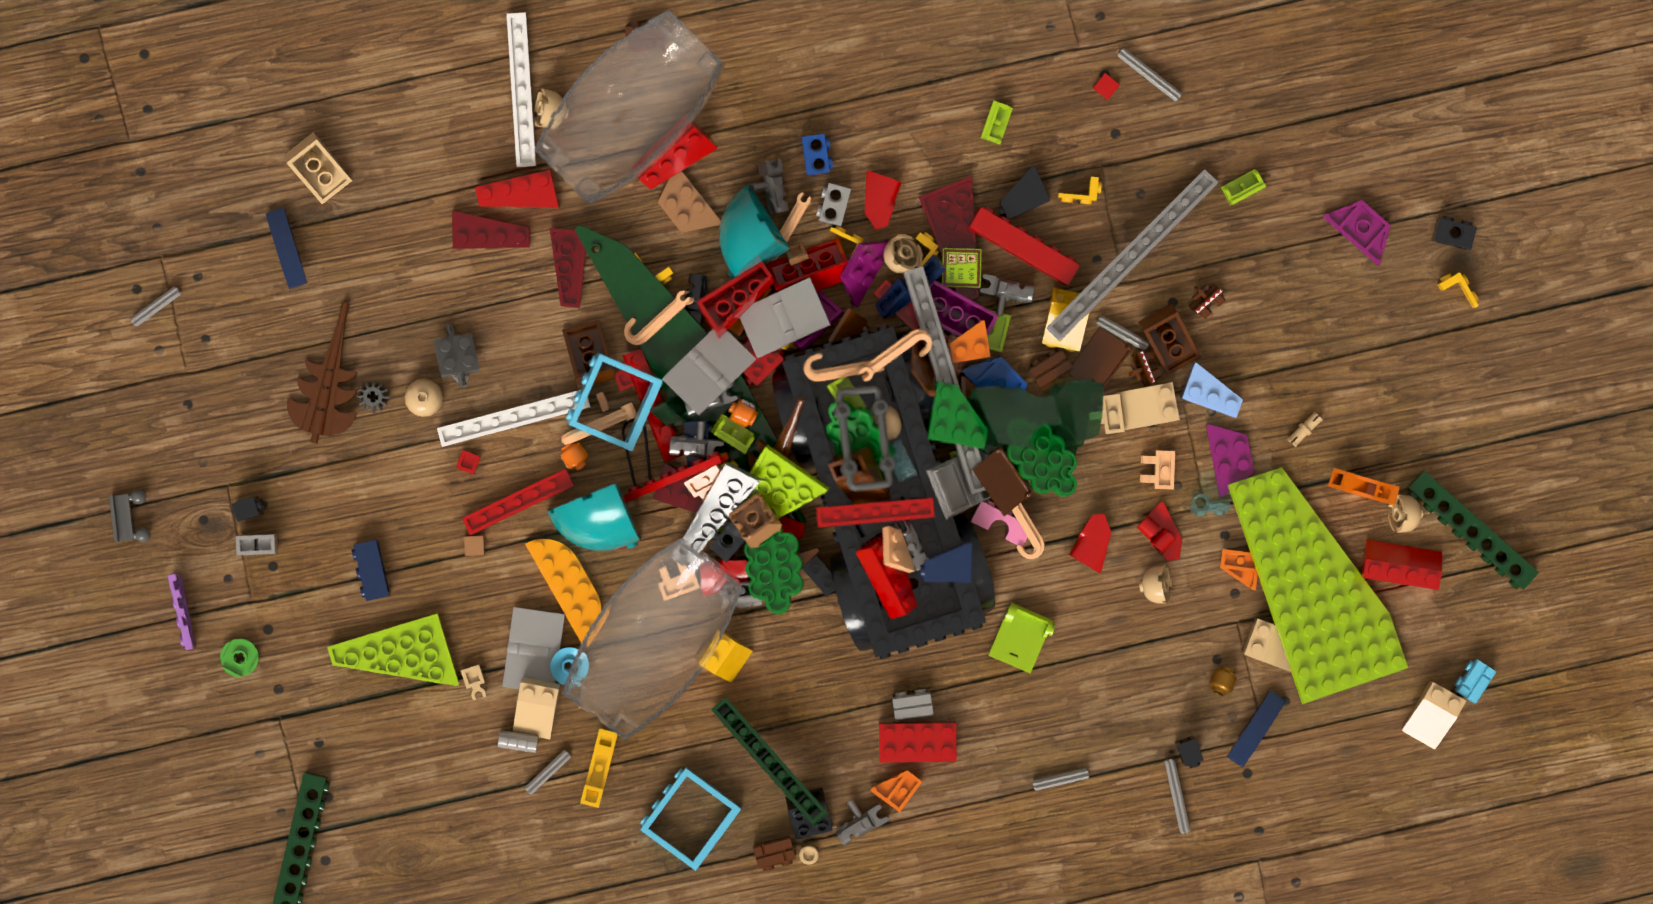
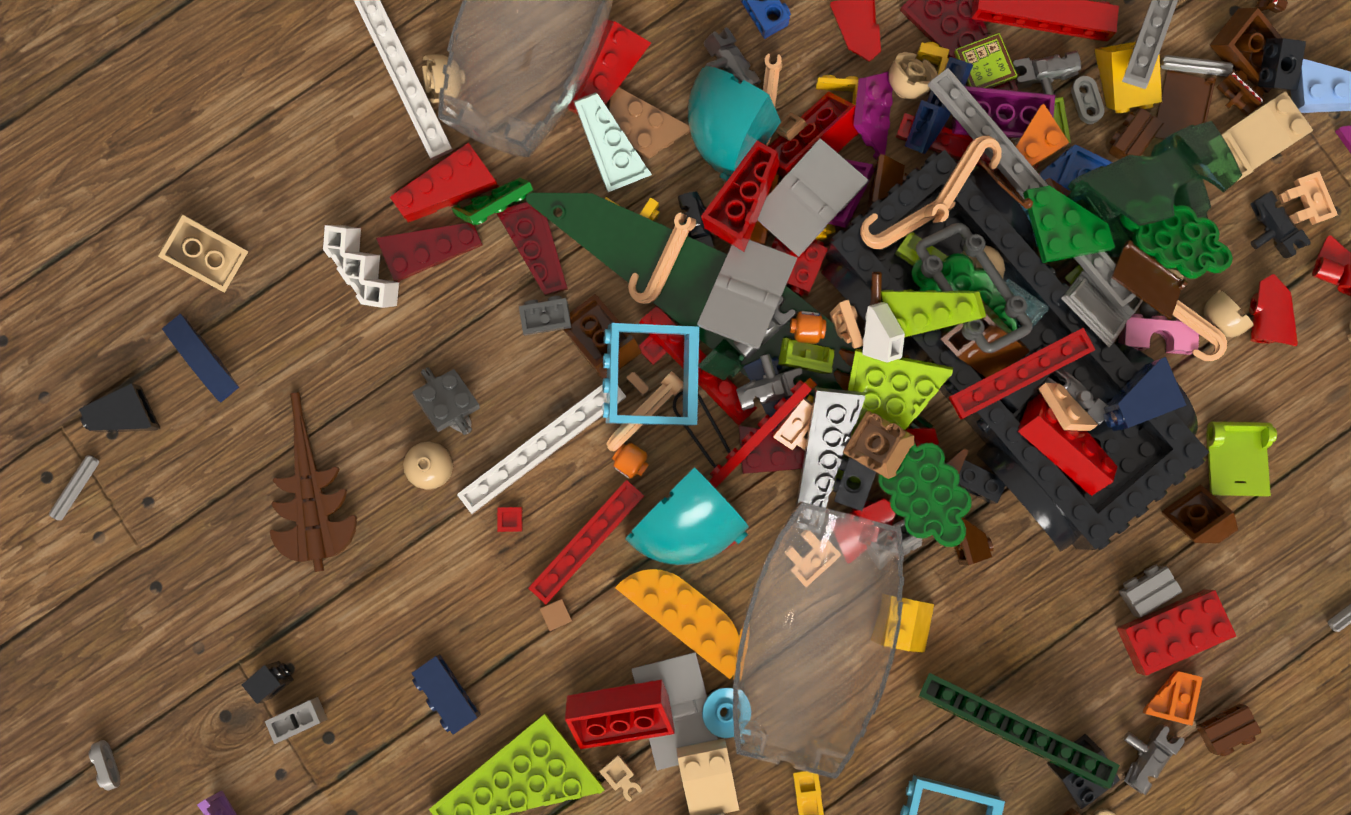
camera: 15 degrees left, 5 degrees down
(104, 528) = (105, 765): none -> light grey plate
(122, 517) = (125, 754): dark grey gear -> none
(211, 264) = (120, 412): none -> black slope
(369, 402) = (367, 497): dark grey gear -> none
(431, 229) = (359, 268): none -> white brick
(491, 636) = (619, 714): none -> red slope
(541, 221) = (497, 202): none -> green wing
(554, 323) = (544, 315): none -> dark grey bracket
(655, 219) = (612, 151): none -> light aqua wing
(771, 418) = (844, 321): none -> light nougat wing
(787, 444) = (883, 334): none -> white slope
(797, 618) = (974, 547): none -> reddish brown slope
(825, 442) = (933, 310): none -> lime wing
(839, 205) = (815, 54): light grey brick -> none
(925, 826) = (1229, 730): none -> reddish brown brick
(972, 668) = (1202, 517): none -> reddish brown slope
(1028, 325) = (1090, 100): none -> light grey plate
(1054, 529) = (1226, 315): none -> tan cylinder
(1126, 479) = (1278, 226): none -> black piece
(1180, 370) = (1281, 63): none -> black brick

